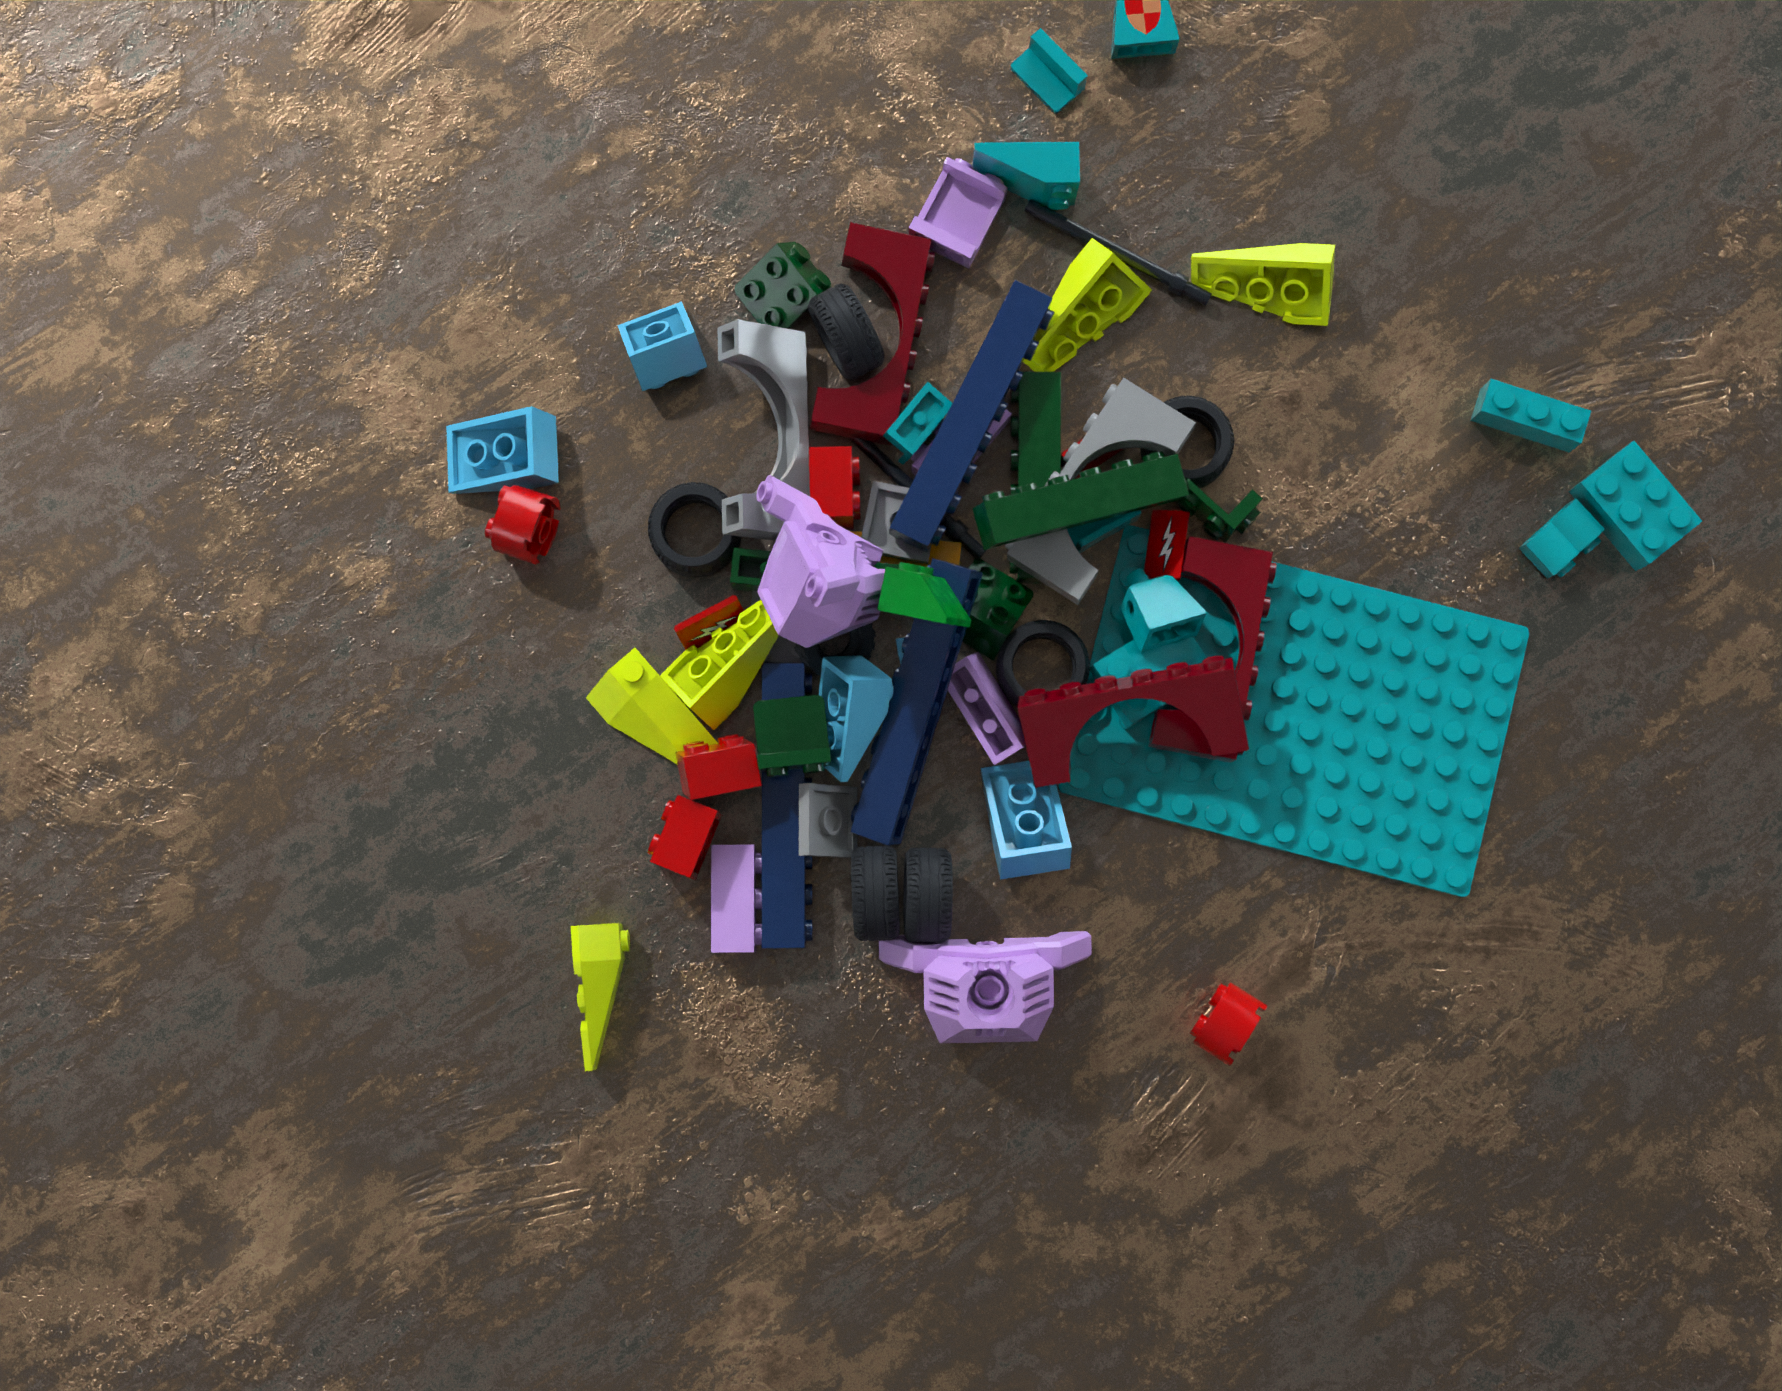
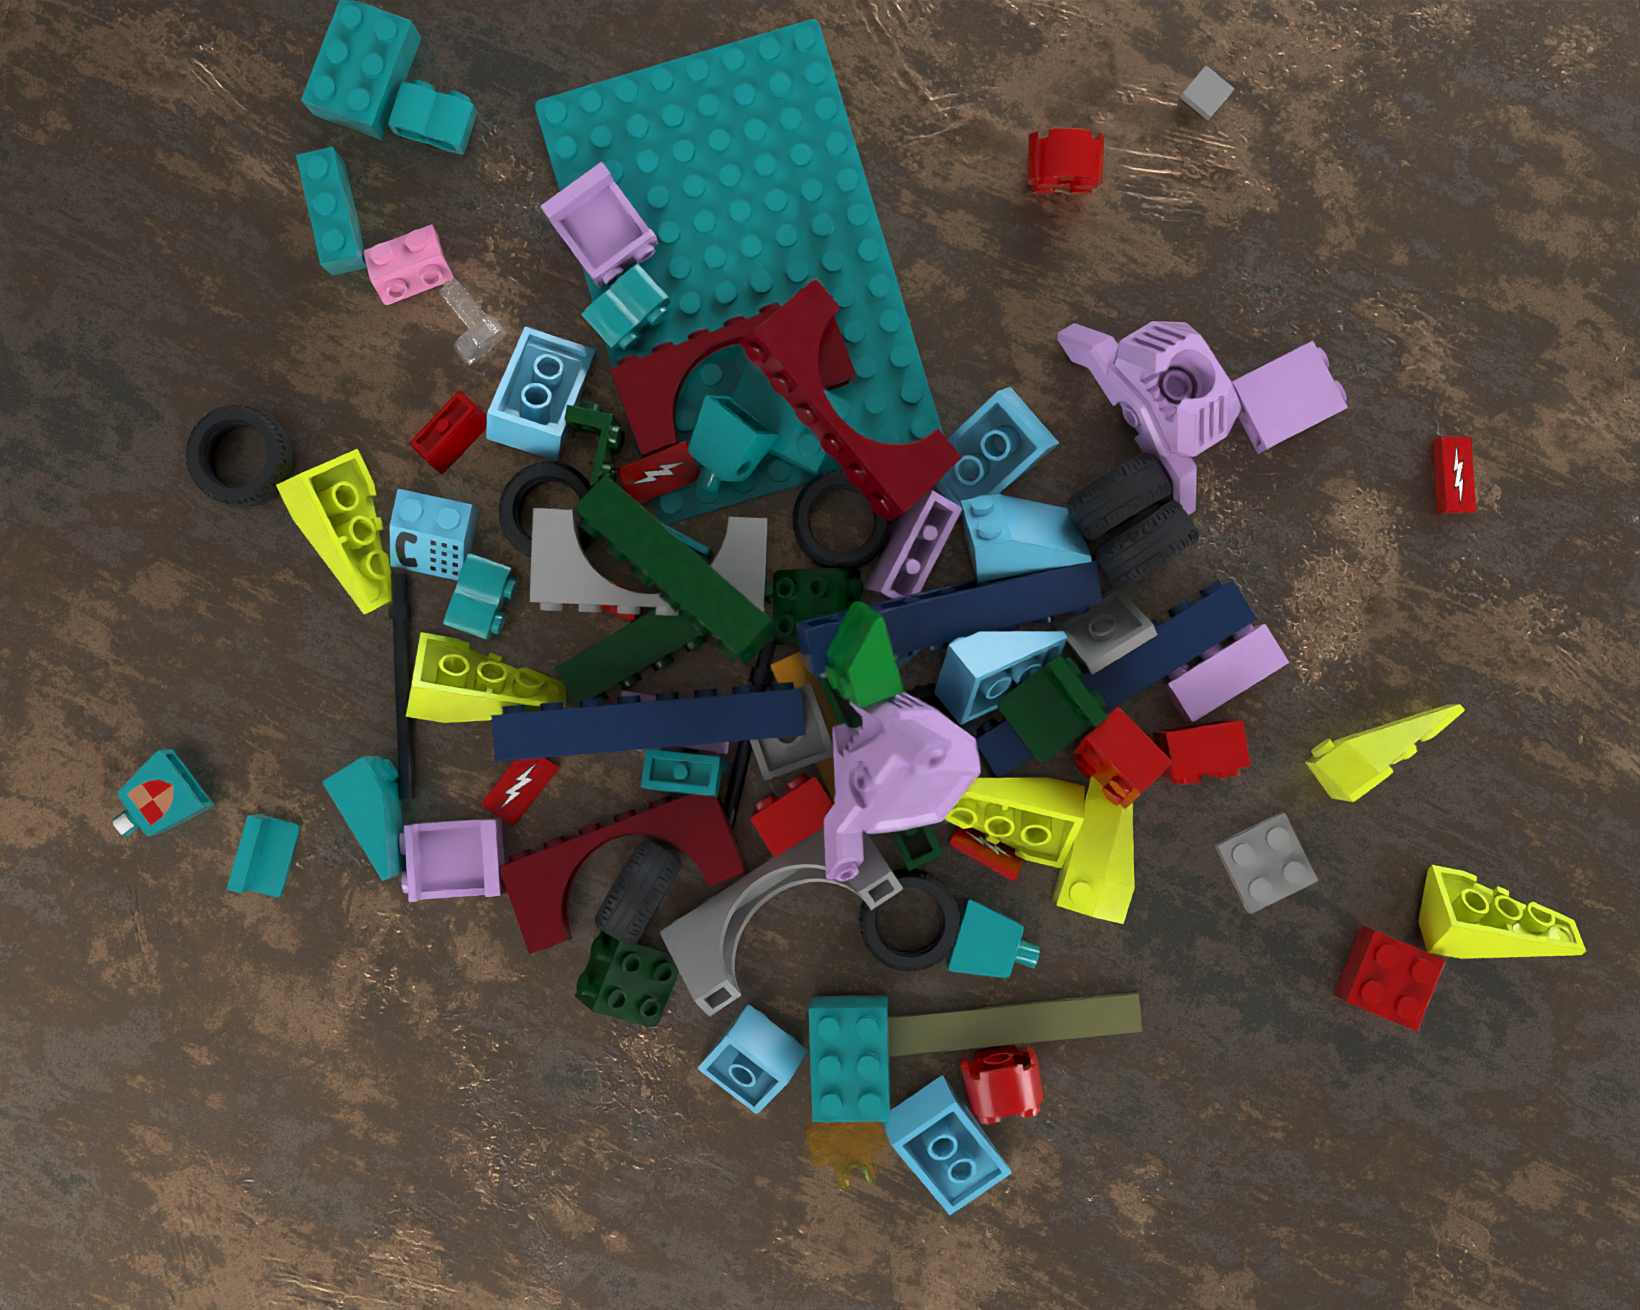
camera: 115 degrees left, 5 degrees up
(411, 879) = (1389, 978): none -> red brick
(411, 980) = (1478, 922): none -> neon yellow wedge
(549, 378) = (846, 1147): none -> clear yellow plate
(562, 841) = (1266, 862): none -> light grey plate
(571, 544) = (1014, 1024): none -> olive tile
(616, 418) = (850, 1058): none -> teal brick
(638, 581) = (989, 943): none -> teal torso
(778, 1191) = (1454, 475): none -> red slope
(926, 1090) = (1288, 396): none -> lavender panel
(944, 797) = (1019, 536): none -> medium azure slope
(982, 292) = (519, 788): none -> red slope
(1151, 351) = (481, 596): none -> teal brick
(1217, 1182) = (1207, 93): none -> light grey tile
(1224, 343) = (431, 534): none -> medium azure slope
(1295, 495) = (535, 392): none -> medium azure slope
(1298, 405) = (450, 432): none -> red slope
(1314, 597) = (627, 308): none -> teal brick
(1363, 477) = (483, 332): none -> clear piece
(1390, 202) = (202, 448): none -> black tyre
(1394, 617) = (600, 226): none -> lavender panel
(1453, 450) = (407, 265): none -> bright pink bracket

